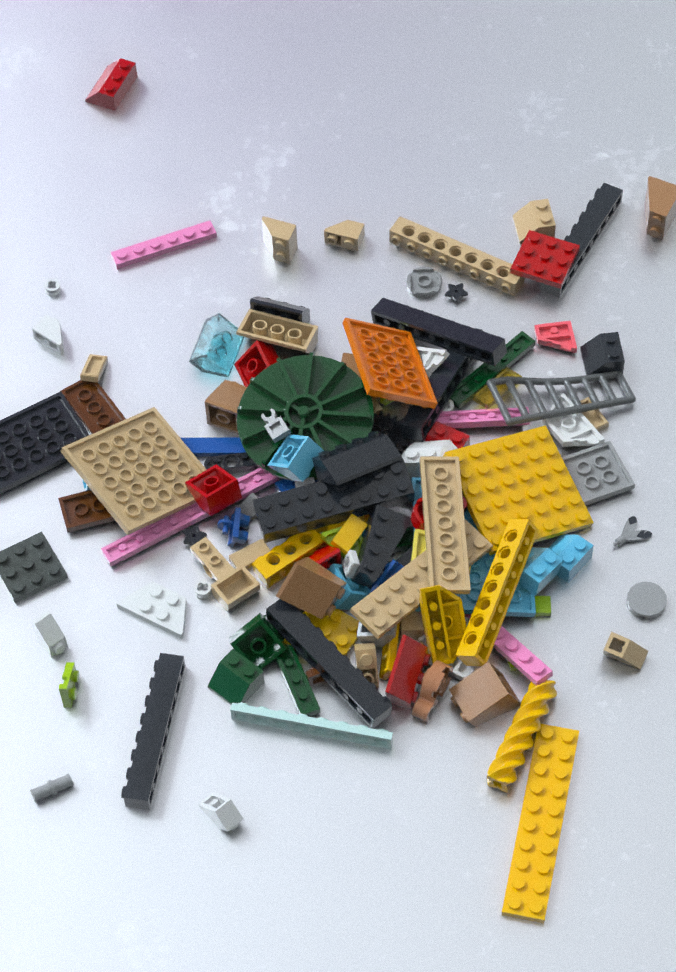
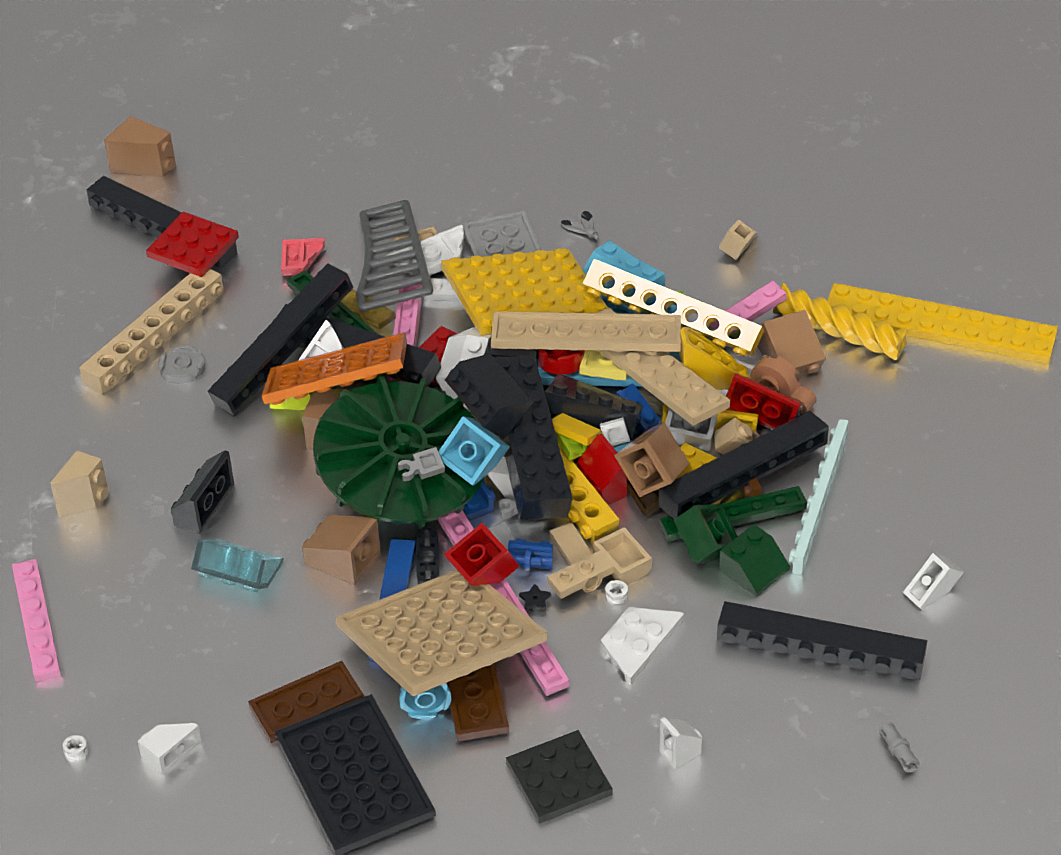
camera: 85 degrees left, 10 degrees down
(67, 689) = (754, 722): lime wing -> none
(94, 368) = (240, 696): tan tile -> none
(255, 360) = (282, 521): red slope -> none
(279, 331) = (237, 491): tan slope -> none
(345, 234) = (87, 425): tan slope -> none
(456, 296) = (207, 336): black plate -> none
(535, 217) = (121, 256): tan slope -> none
(603, 354) = (339, 218): black slope -> none
(646, 600) = (672, 221): light grey tile -> none

